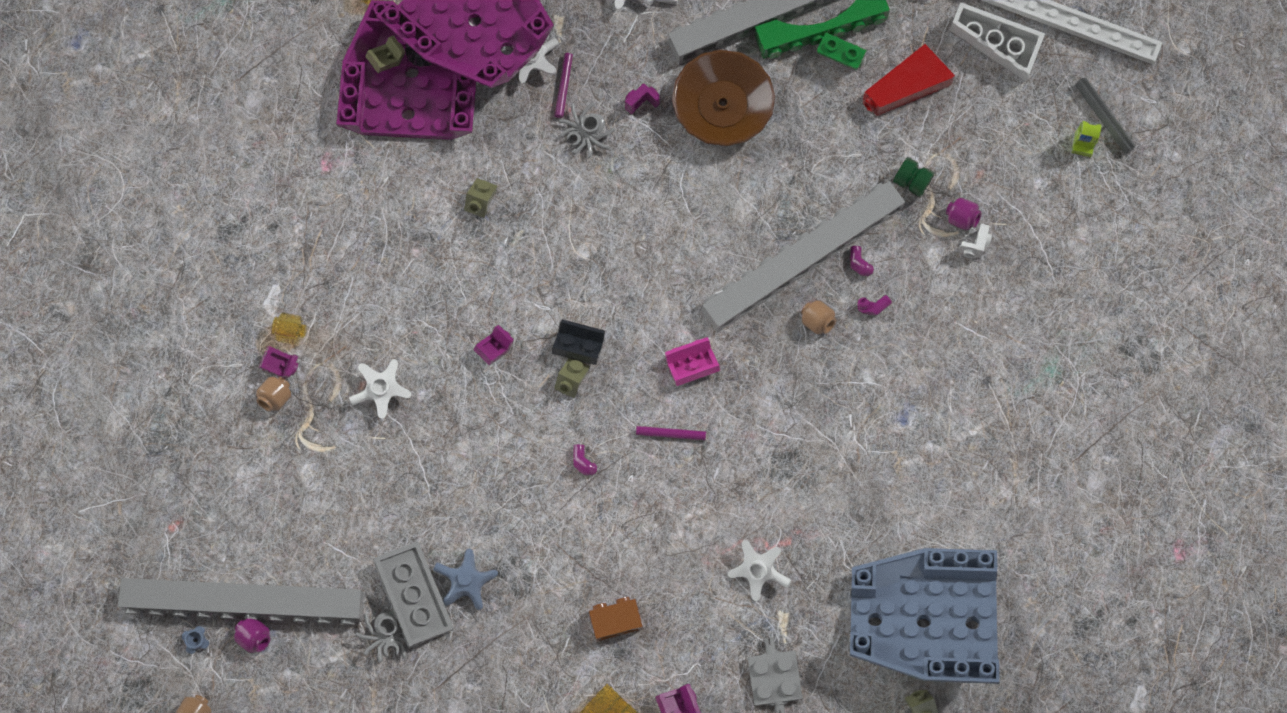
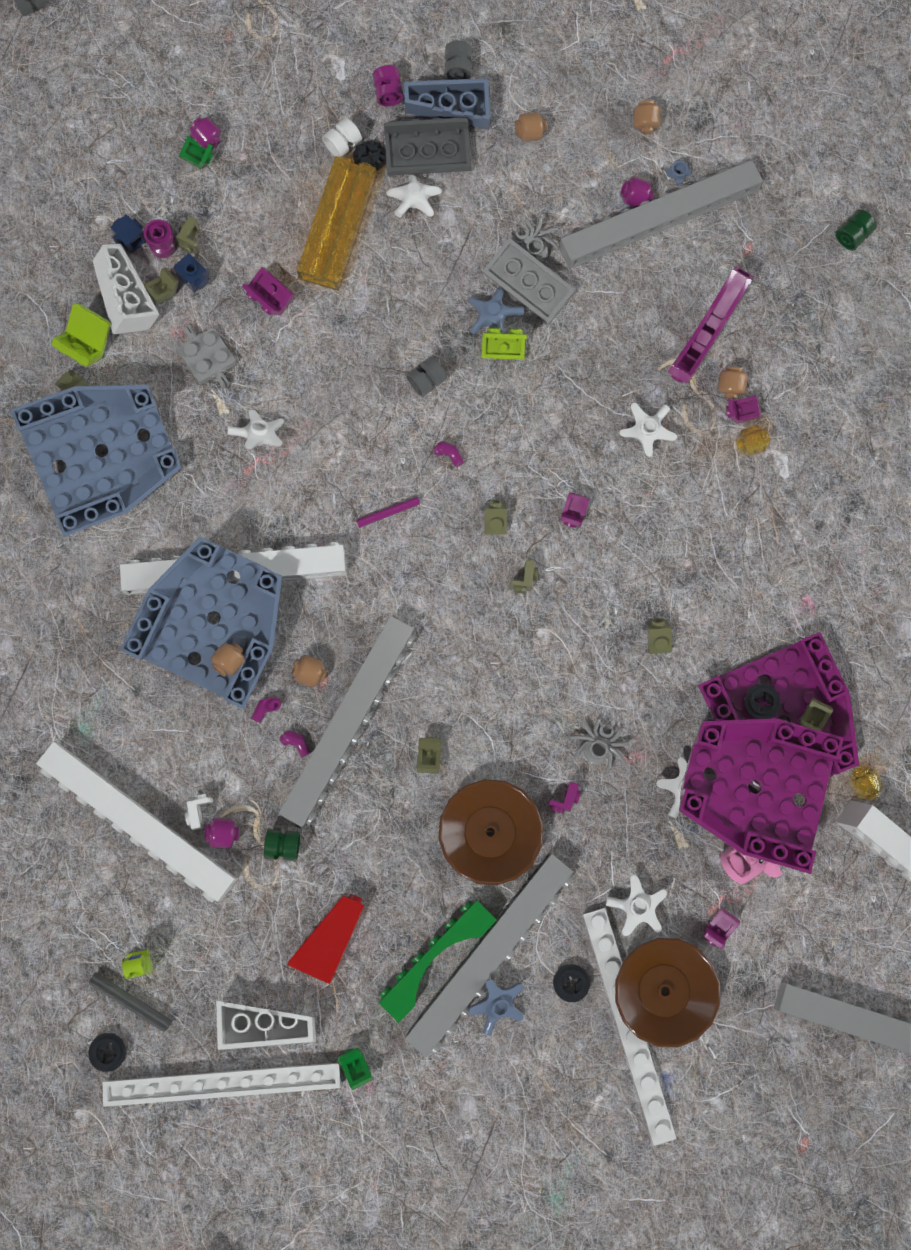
camera: 150 degrees right, 5 degrees up
(58, 485) = (856, 230): none -> dark green wheel
(270, 451) = (711, 325): none -> magenta arch
(422, 83) = (770, 696): none -> black gear
(473, 539) = (503, 344): none -> lime bracket
(558, 544) = (424, 378): none -> dark grey wheel
(563, 86) = (643, 780): magenta bar -> none
(569, 306) = (529, 576): none -> olive bracket
(578, 342) = (504, 547): black bracket -> none
(615, 619) = (357, 338): dark orange brick -> none
(691, 361) = (399, 577): dark pink bracket -> none
(745, 191) = (429, 755): none -> olive bracket
(841, 51) = (404, 935): green bracket -> none
(845, 446) = (288, 562): none -> white brick
(880, 367) = (176, 619): none -> sand blue wedge
(890, 354) = (227, 659): none -> medium nougat head
(1037, 261) = (137, 822): none -> white brick
(1140, 75) = (97, 1057): none -> black gear

